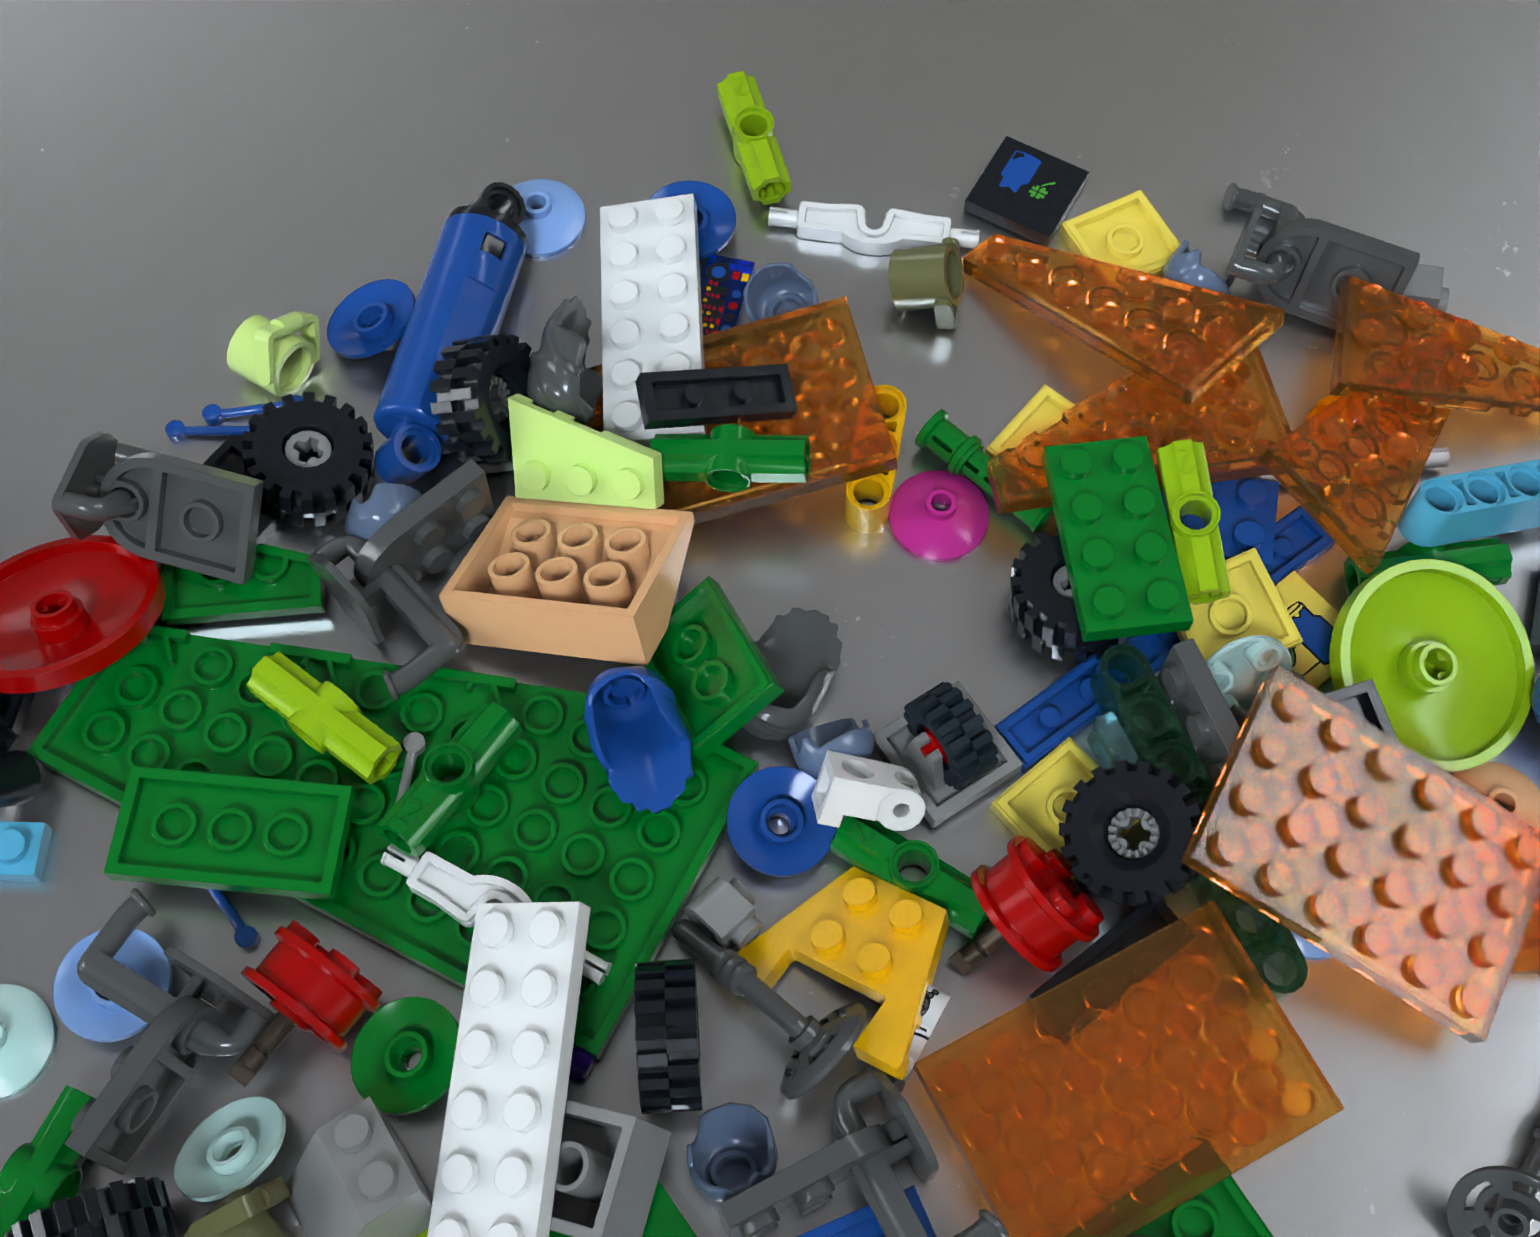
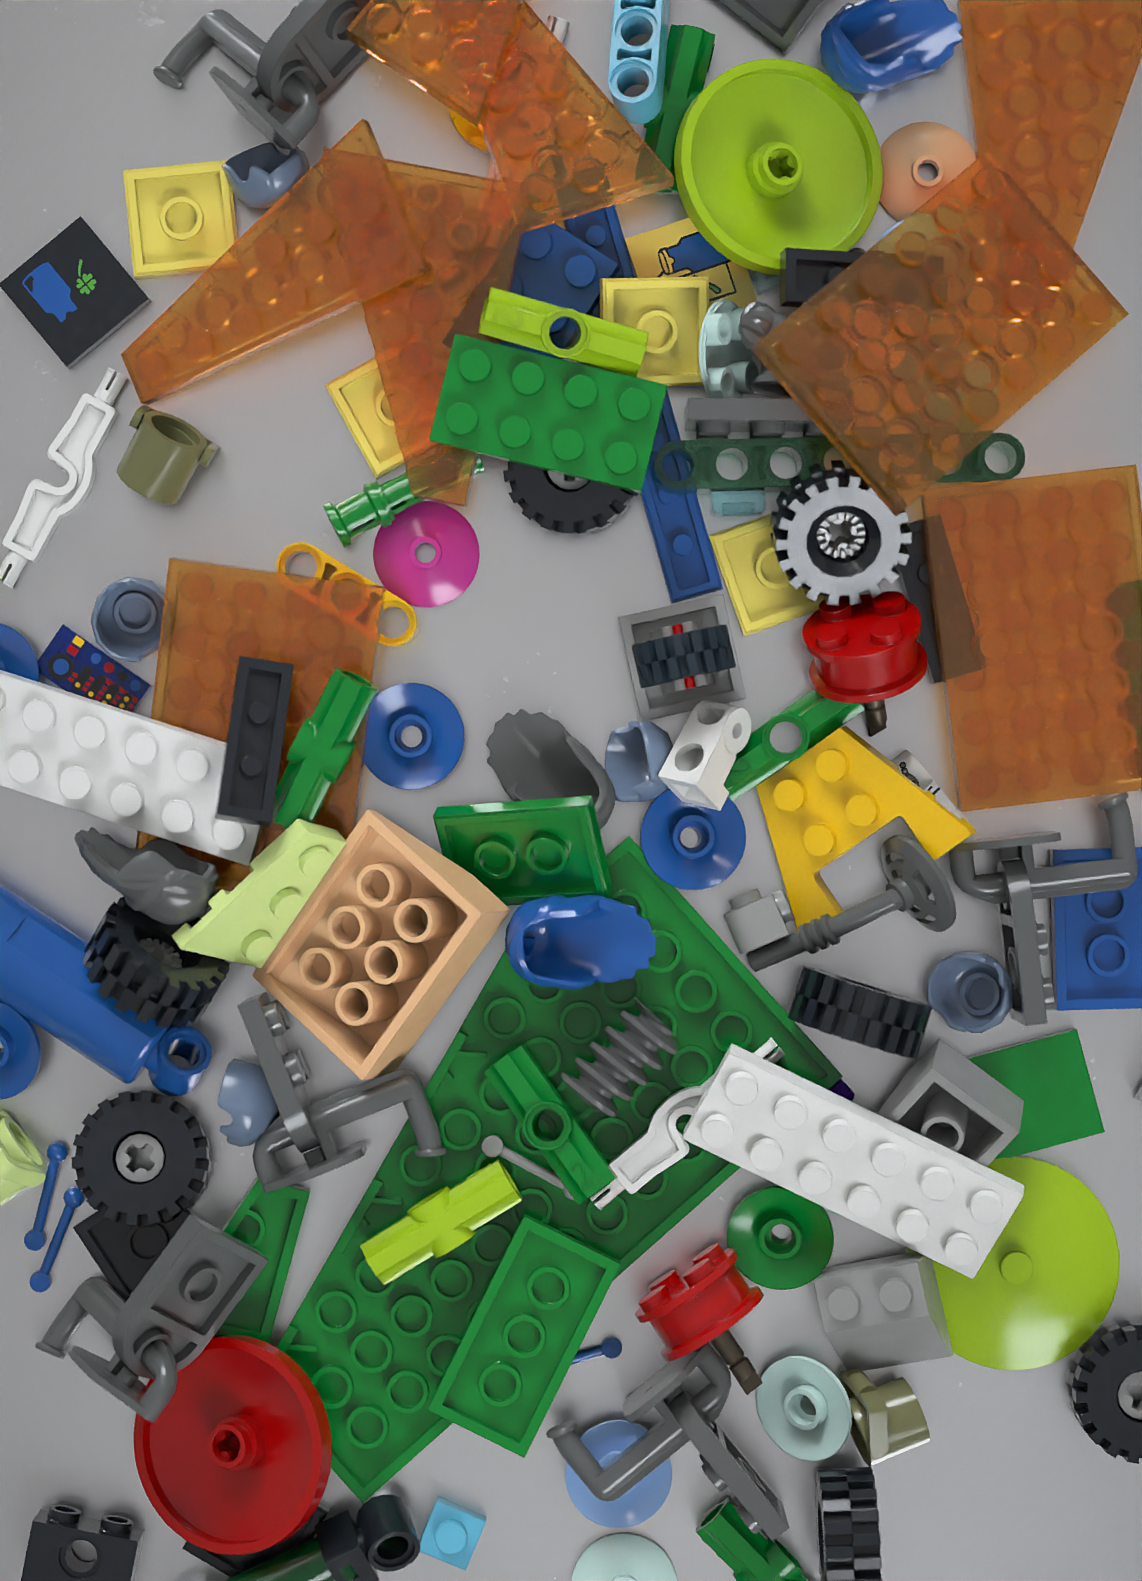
camera: 70 degrees left, 25 degrees up
(537, 823) = (622, 1060): none -> dark grey piece
(779, 529) = (441, 736): none -> blue dish

